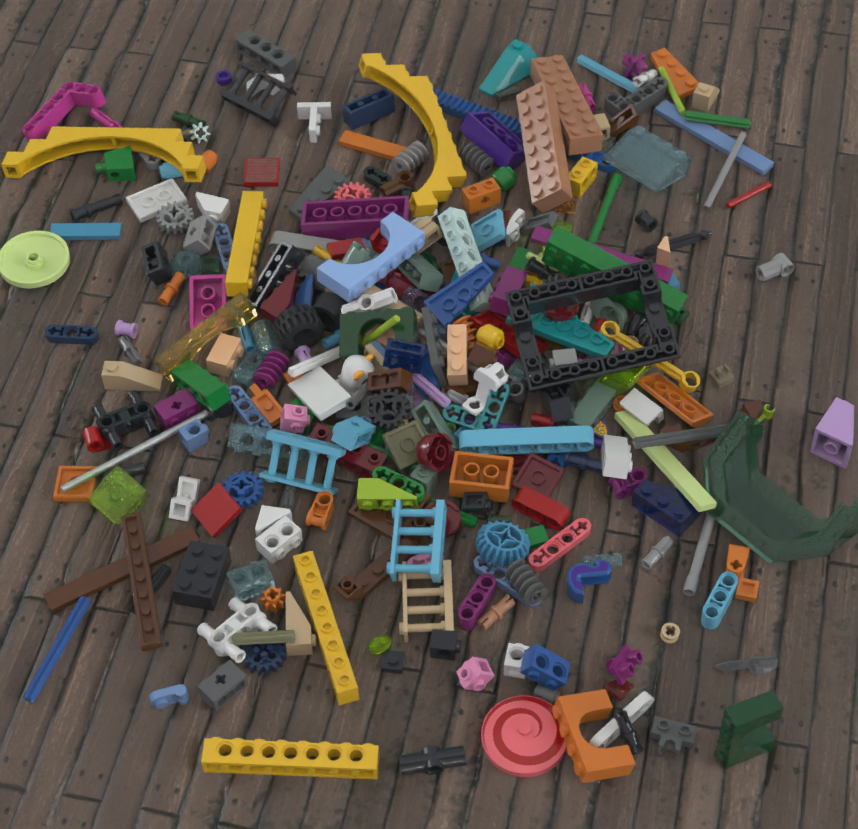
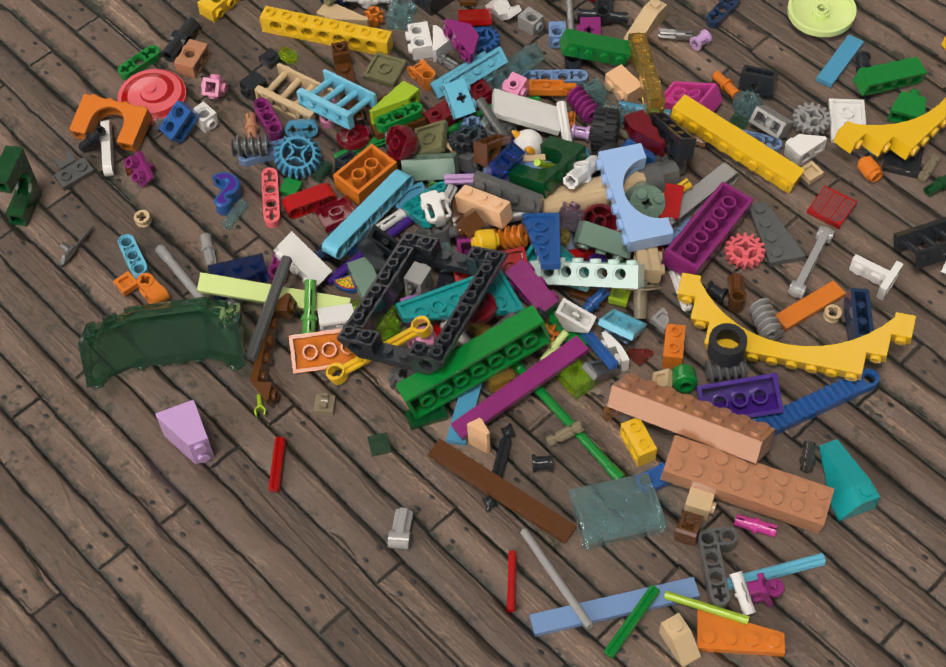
camera: 125 degrees right, 5 degrees up
(92, 183) = (889, 76): none -> green brick
(189, 463) = (531, 21): none -> light grey brick
(196, 128) = (914, 179): light aqua gear -> none
(234, 195) = (811, 173): none -> tan plate
(266, 483) = (462, 37): none -> magenta slope
(335, 552) = (385, 70): none -> olive tile
(361, 155) = (798, 288): none -> light grey piece
(369, 130) = (833, 308): none -> tan bush
(379, 177) = (761, 286): black beam -> none
(458, 719) = (192, 58): none -> nougat brick
(464, 567) = (302, 127): none -> dark azure beam
(466, 157) = (722, 356): none -> black piece
(485, 774) = (149, 55): none -> green beam
(511, 252) = (574, 317): none -> white slope
(516, 190) = (663, 377): none -> tan plate
(523, 231) = (599, 348): none -> blue axle
(612, 218) = (564, 433): none -> dark tan axle
(653, 427) = (309, 318): none -> bright green pin
(693, 227) = (502, 491): none -> reddish brown tile
(721, 323) = (379, 444): none -> clear green tile
(798, 373) = (277, 464): none -> red axle

